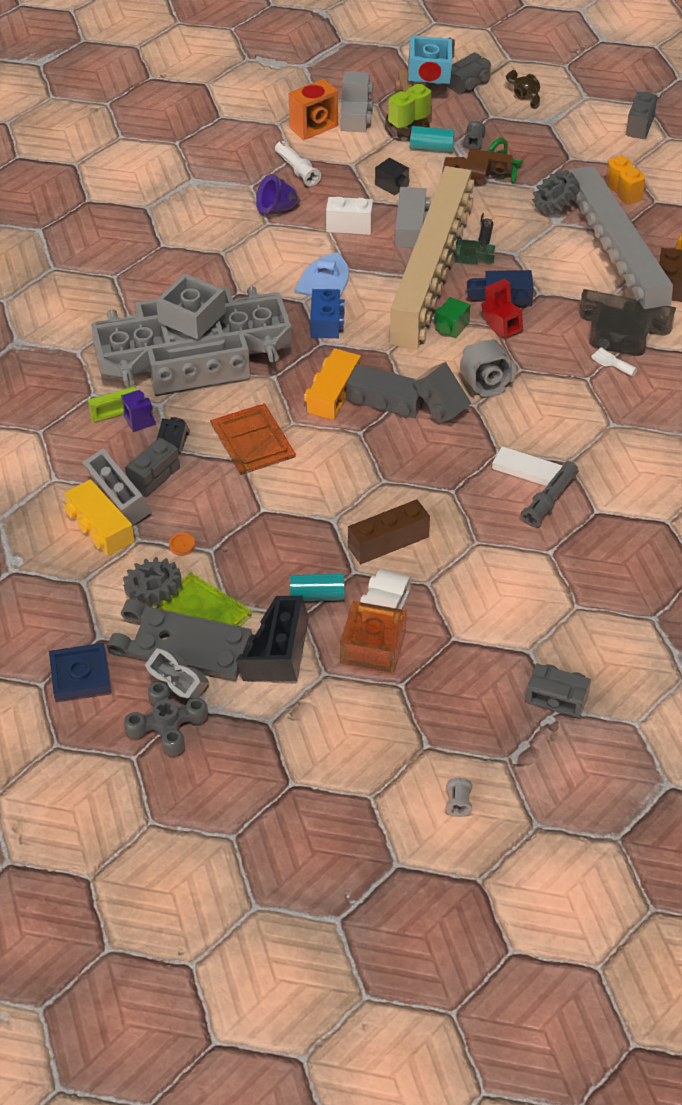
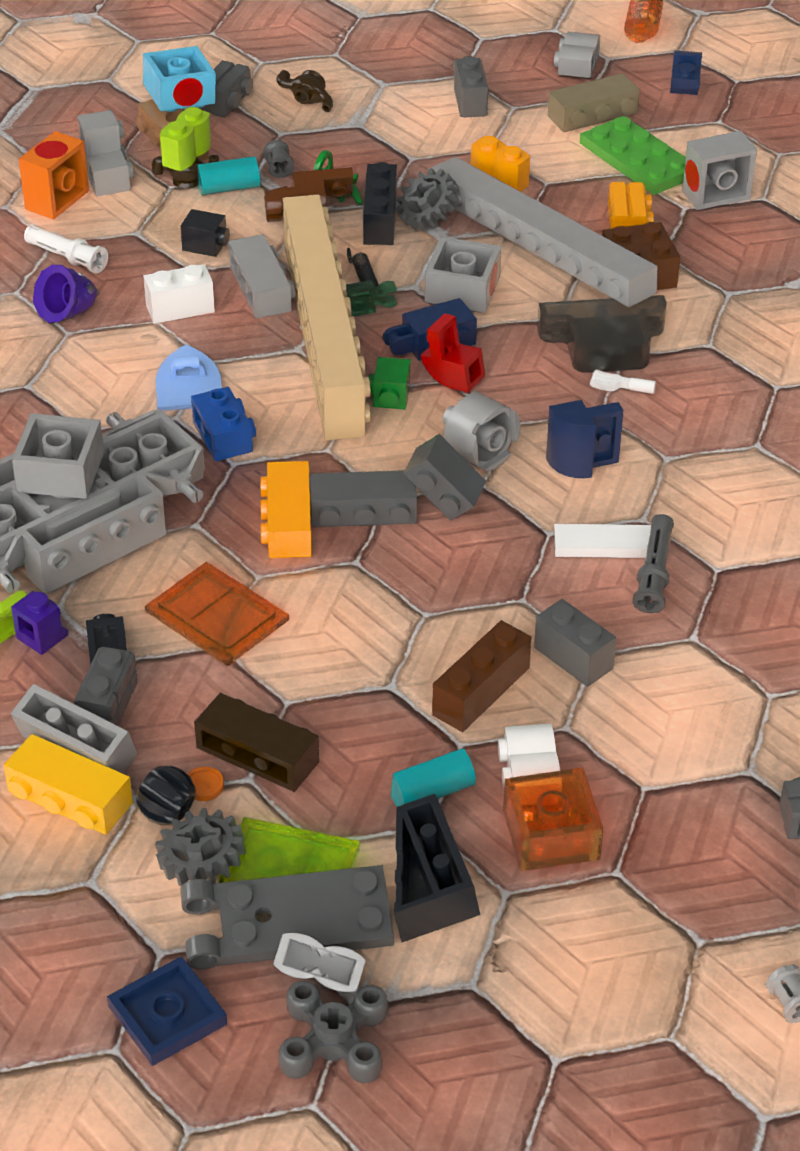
camera: 25 degrees left, 5 degrees down
(149, 542) = (165, 795): none -> black piece
(225, 528) = (257, 741): none -> dark brown brick
(462, 529) = (574, 642): none -> dark grey brick
(519, 189) = (380, 204): none -> black brick
(546, 253) = (464, 272): none -> light grey brick
(554, 393) = (583, 437): none -> dark blue brick

